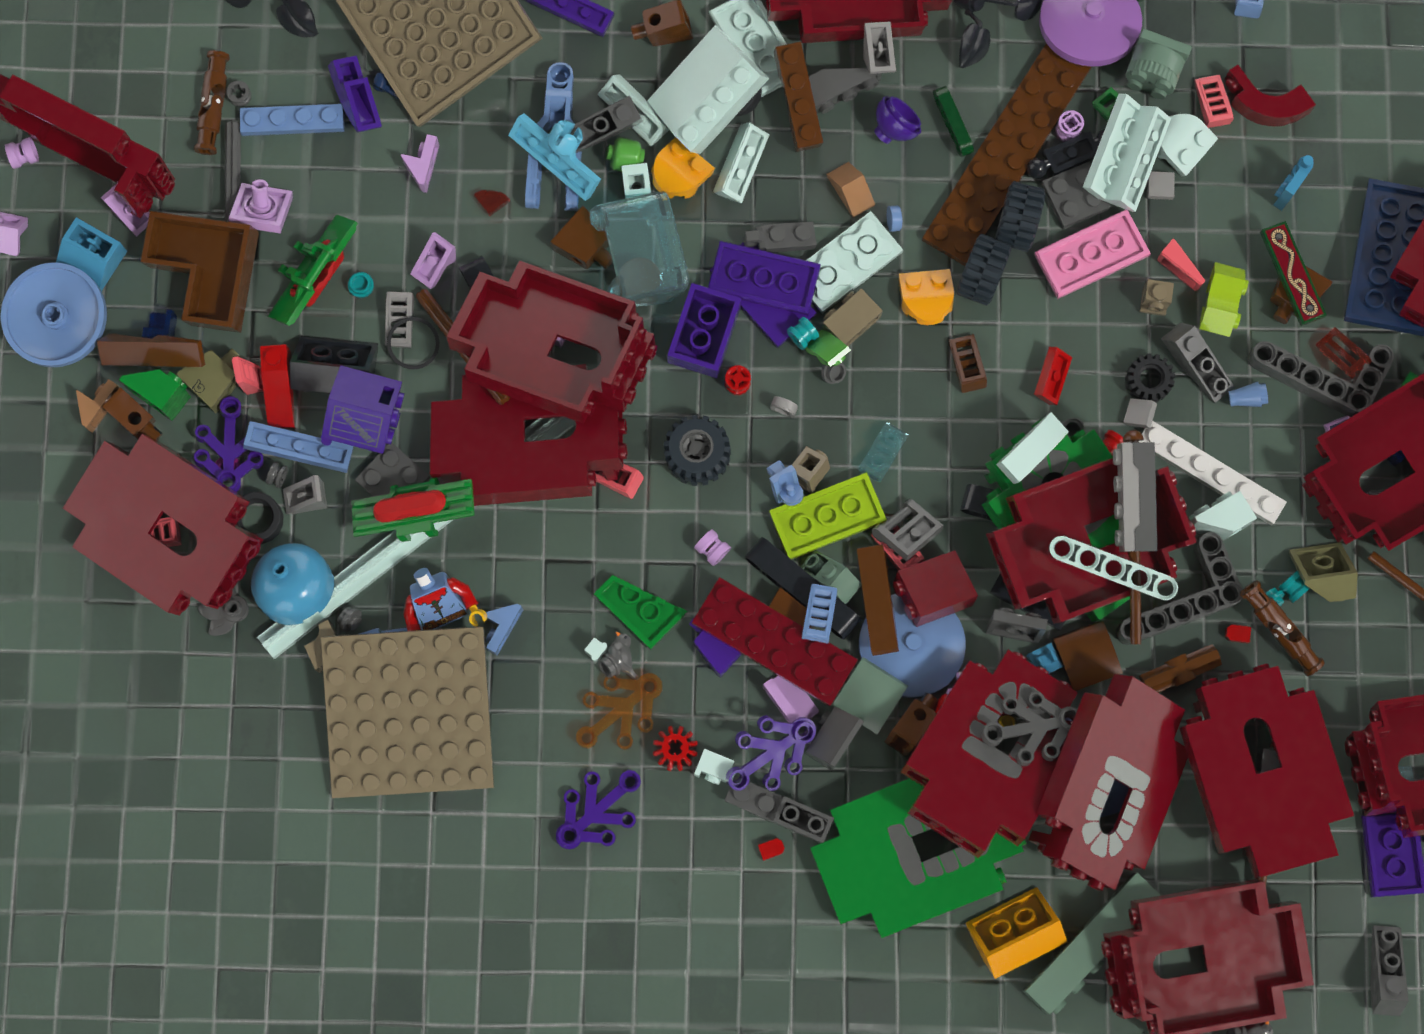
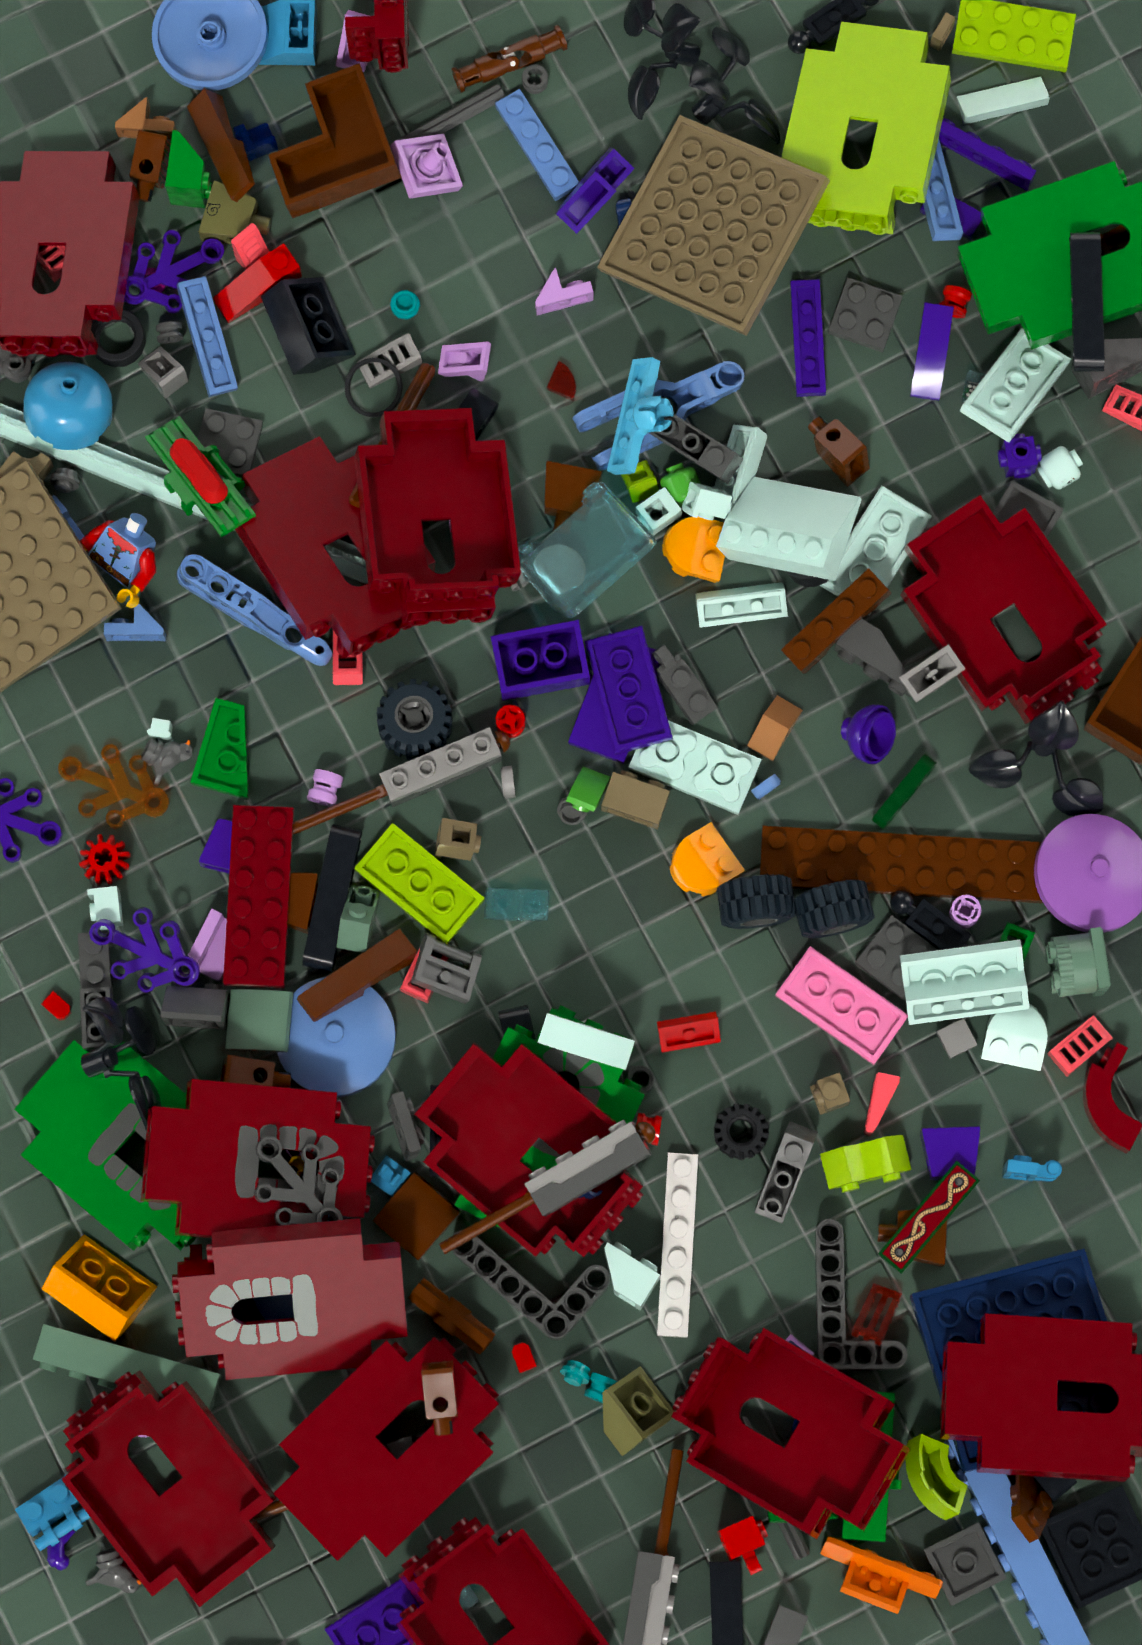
camera: 65 degrees right, 0 degrees up
(314, 271) = (391, 252): green piece -> none
(362, 410) = (271, 374): dark purple container -> none
(545, 525) = (257, 613): none -> medium blue piece
(607, 187) = (641, 483): none -> lime slope
(651, 141) = (706, 502): none -> light aqua brick
(744, 468) = (422, 774): none -> light grey piece
(785, 484) = (424, 822): medium blue hips -> none
(803, 333) = (591, 758): teal wheel -> none
(823, 597) = (326, 918): medium blue slope -> none
(827, 800) = (103, 1059): none -> black plant
(934, 588) = (399, 1025): dark red brick -> none
(970, 379) = (638, 957): reddish brown slope -> none
(1101, 561) = (492, 1170): light aqua beam -> none
(1140, 413) = (698, 1140): light grey tile -> none
(1243, 234) = (946, 1146): none -> dark purple torso
(1251, 395) = (779, 1242): medium blue cone -> none
(1253, 703) = (437, 1382): none -> torso
(1280, 625) = (553, 1379): reddish brown piece -> none

